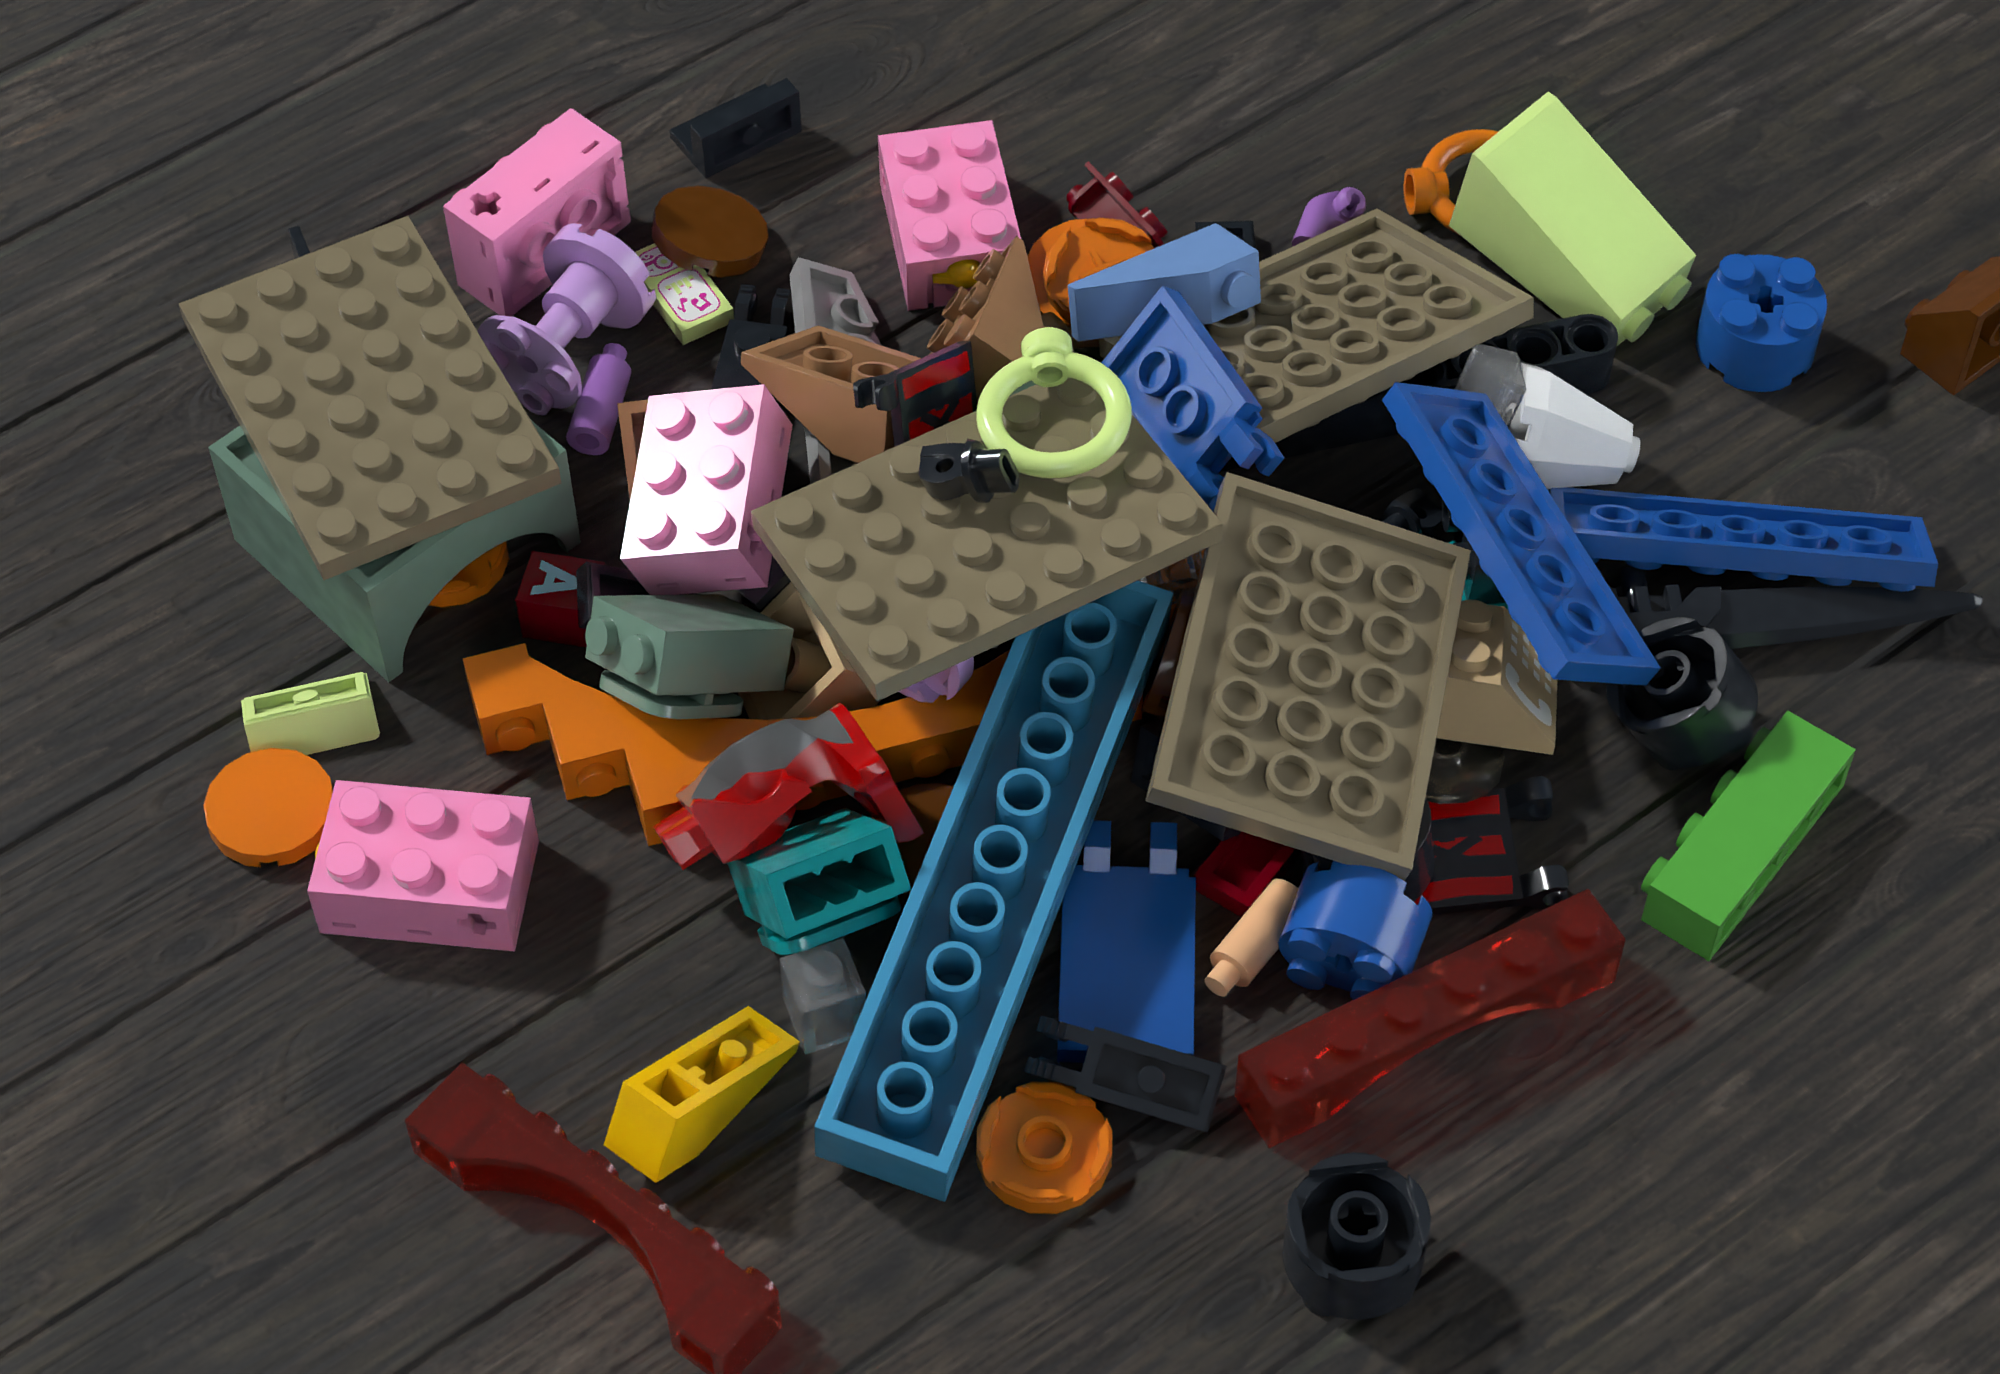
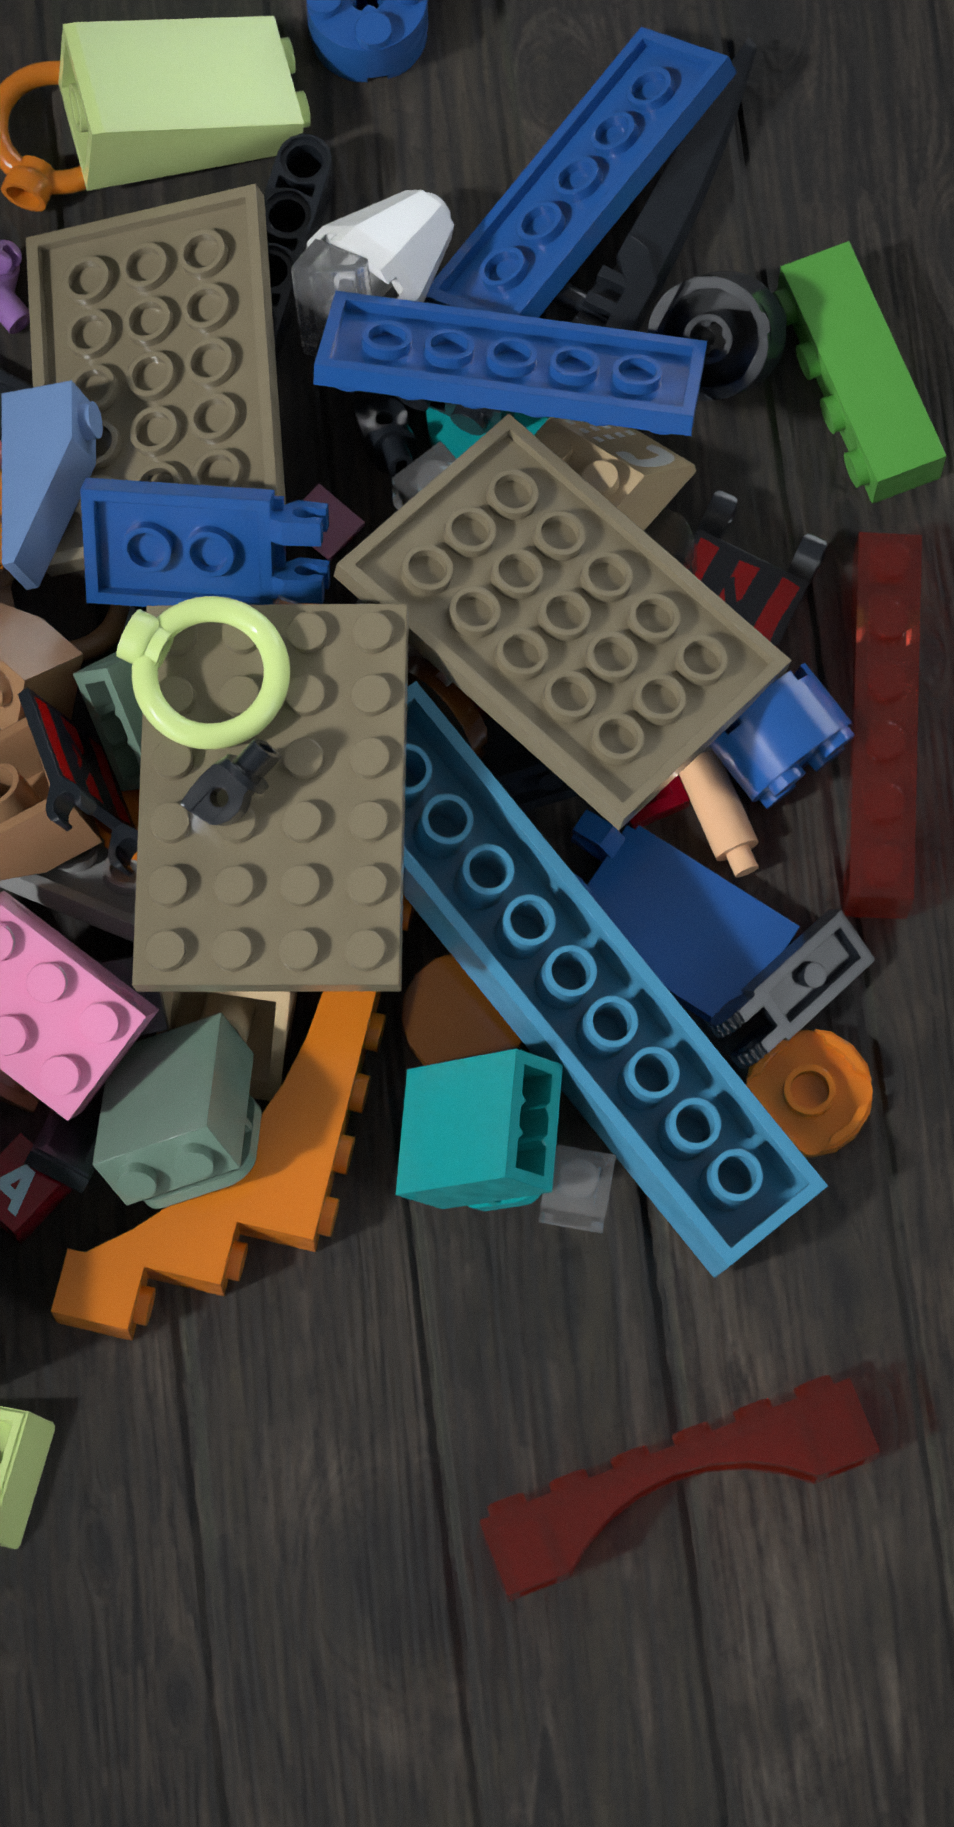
camera: 60 degrees left, 20 degrees up
(268, 807) = (81, 1557): orange tile -> none
(424, 865) = (241, 1453): bright pink piece -> none
(695, 1092) = (605, 1337): yellow slope -> none
(755, 785) = (378, 1162): red hips -> none

